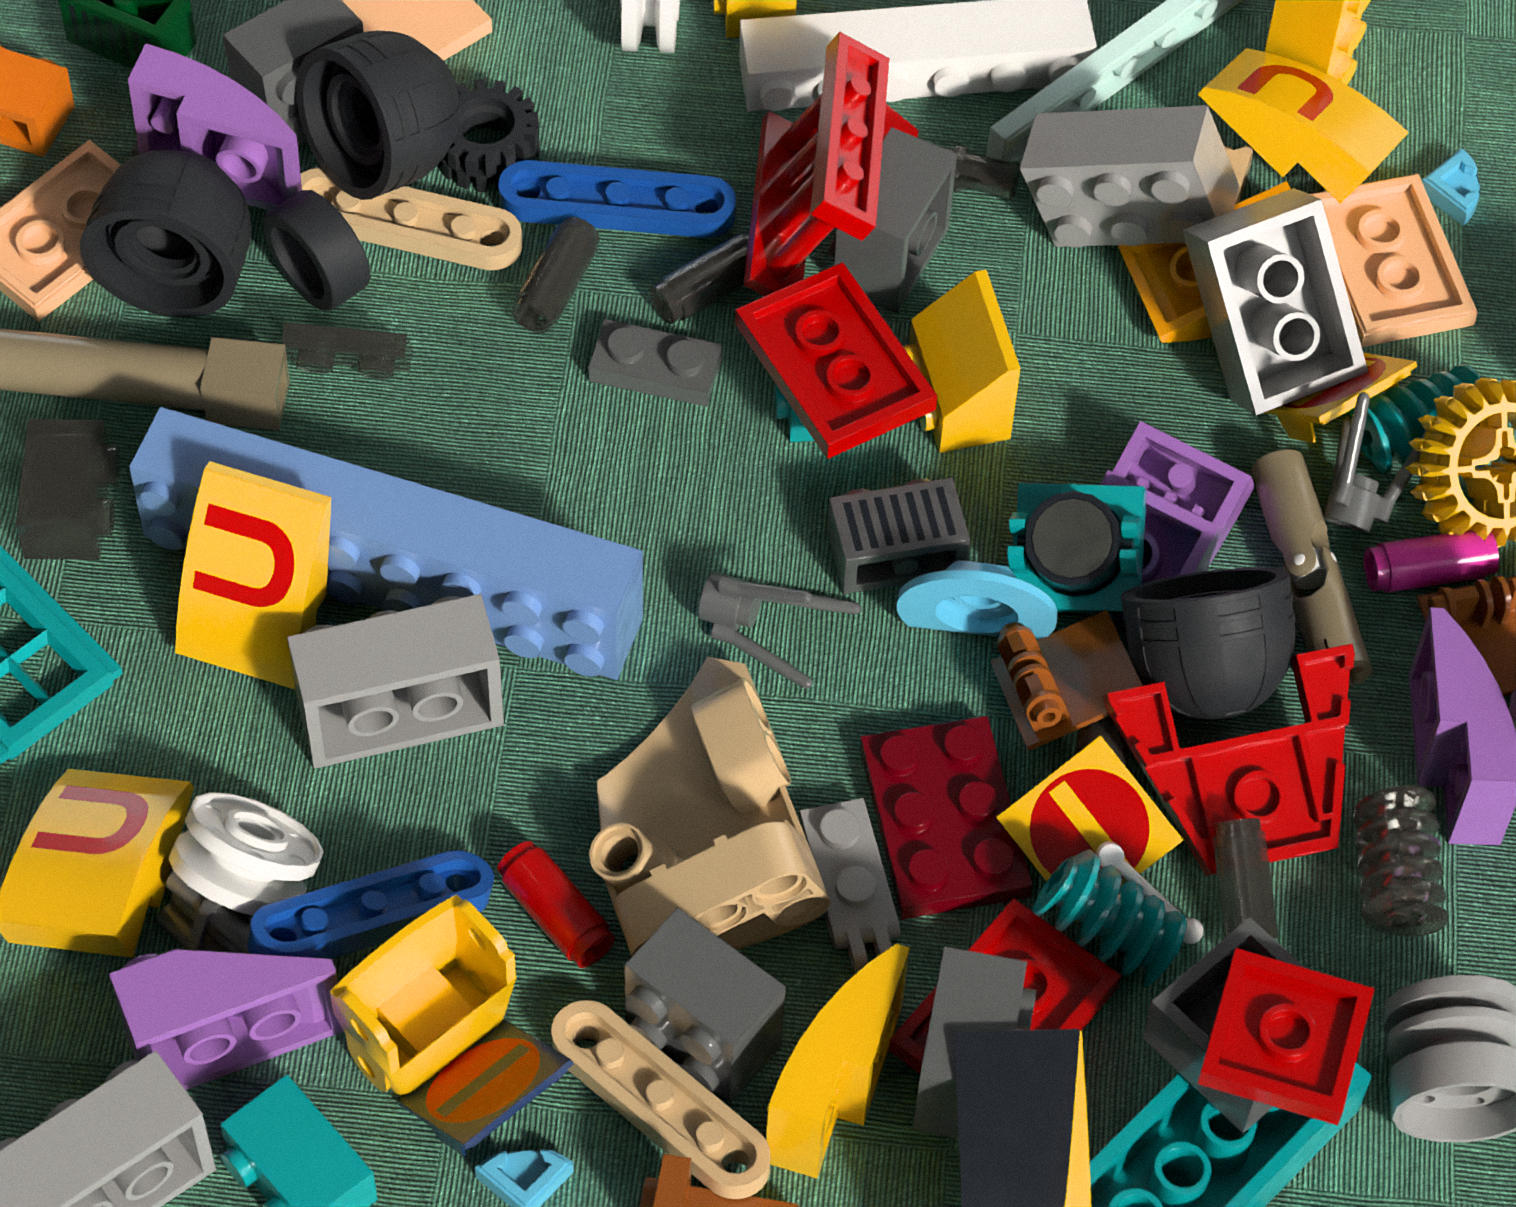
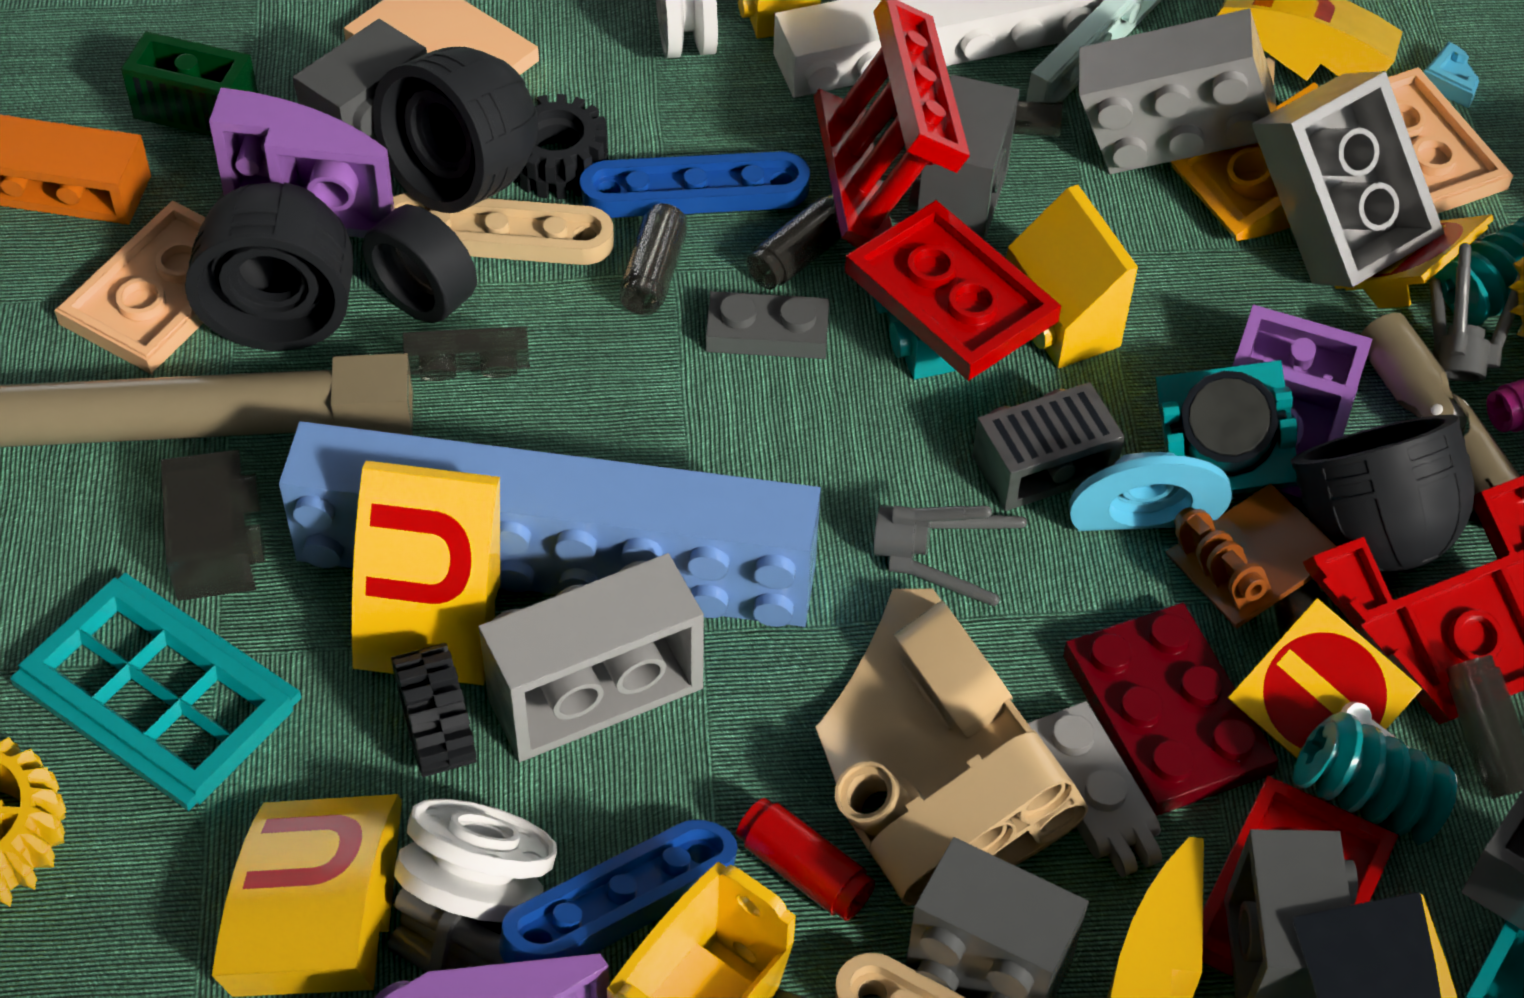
camera: 10 degrees left, 5 degrees down
(237, 707) = (434, 709): none -> black tyre

